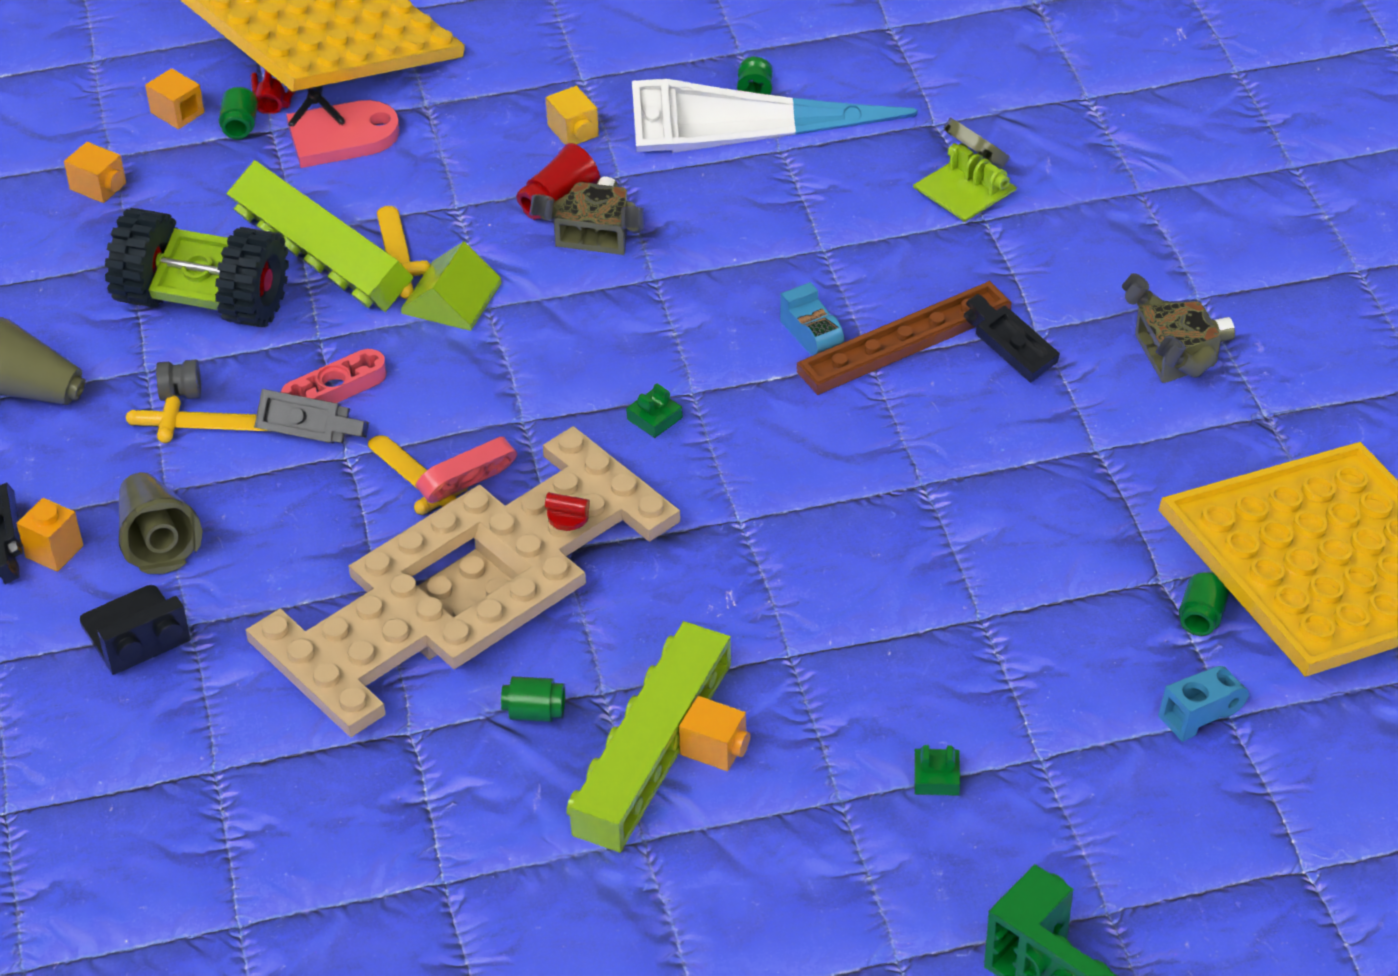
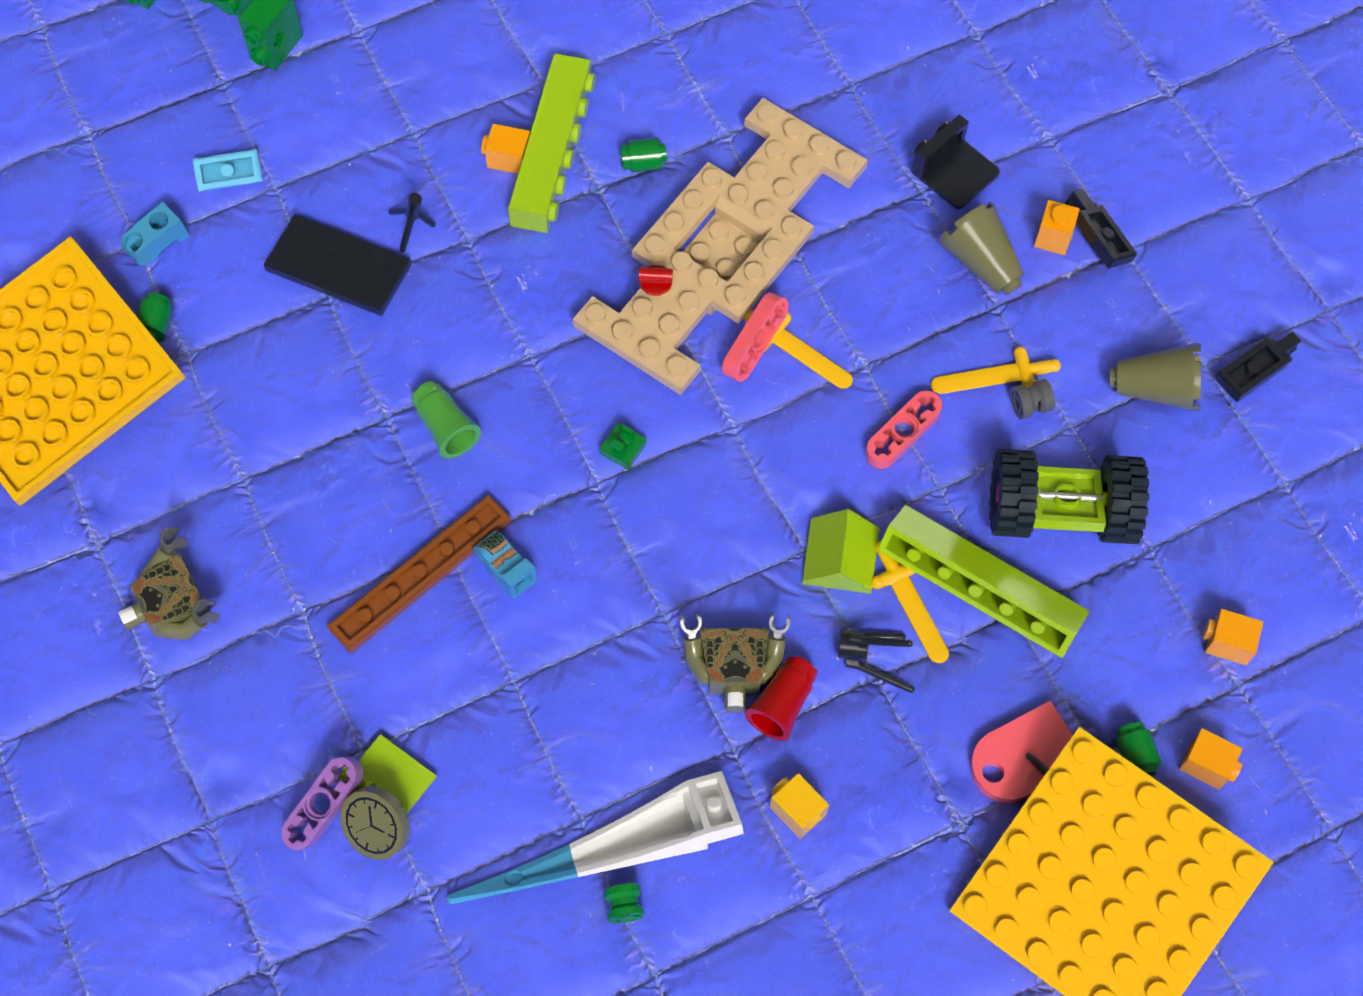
camera: 165 degrees right, 20 degrees up
(306, 417) = (902, 376): hinge -> none
(467, 212) = (856, 645): none -> black plant
(851, 443) = (445, 420): none -> bright green plant
(858, 648) = (413, 213): none -> plant
(936, 771) = (346, 157): green tile -> none
(964, 642) = (337, 265): none -> black tile
(1011, 338) = (322, 569): black plate -> none
(1025, 161) = (314, 830): none -> medium lavender beam
(1104, 785) = (227, 170): none -> medium azure slope

